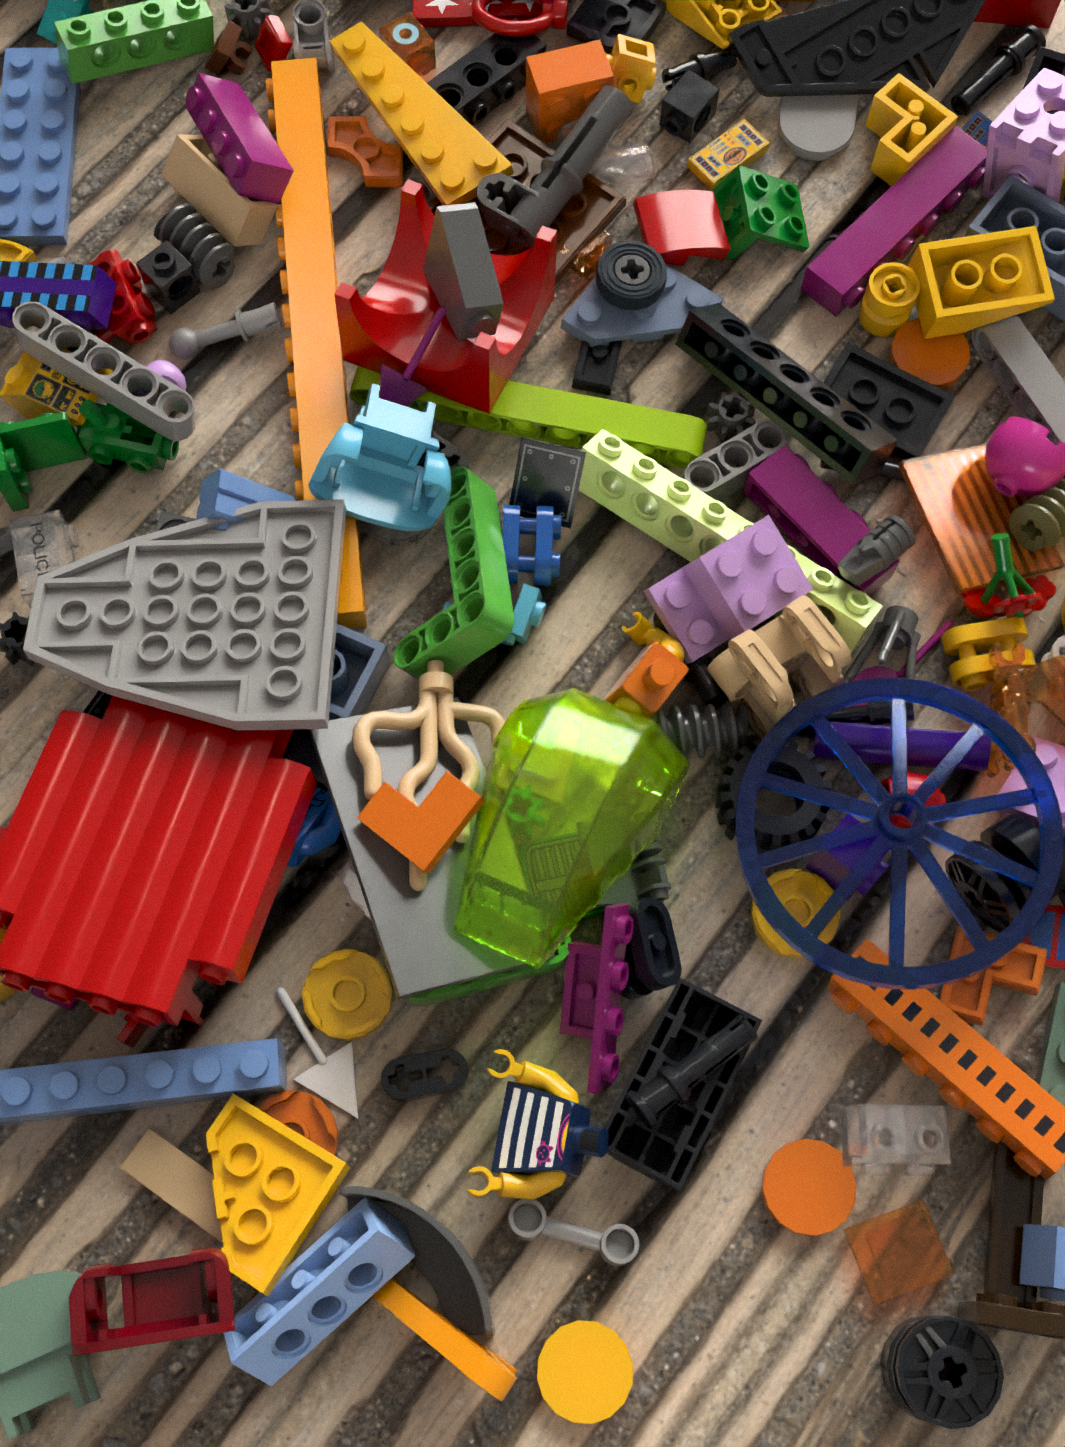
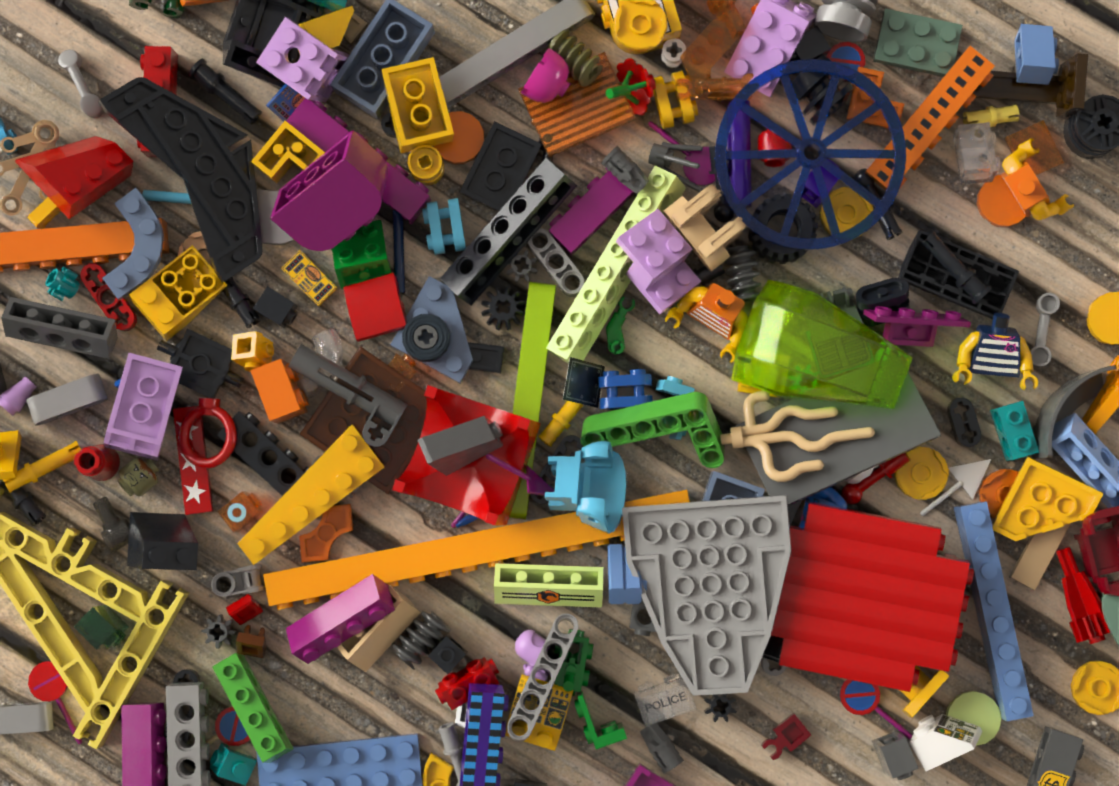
camera: 90 degrees left, 15 degrees up
(85, 1241) = (1081, 601): none -> red piece
(187, 343) = (491, 636): light grey pin -> none
(247, 404) = (548, 585): none -> yellowish green brick
(328, 881) = (853, 492): none -> red pin
(399, 1156) = (1014, 431): none -> teal brick
(422, 831) = (843, 431): orange tile -> none
(489, 452) = (560, 422): none -> yellow pin
(625, 541) = (614, 328): none -> green arm
(669, 385) = (503, 299): none -> black gear
(752, 268) = (398, 245): none -> dark blue bar
(790, 970) = (887, 221): none -> black pin
(798, 321) = (433, 215): none -> medium azure brick
(828, 1217) = (1026, 186): none -> torso
(850, 156) = (333, 195): none -> magenta brick
(961, 1180) = (992, 115): none -> light yellow pin

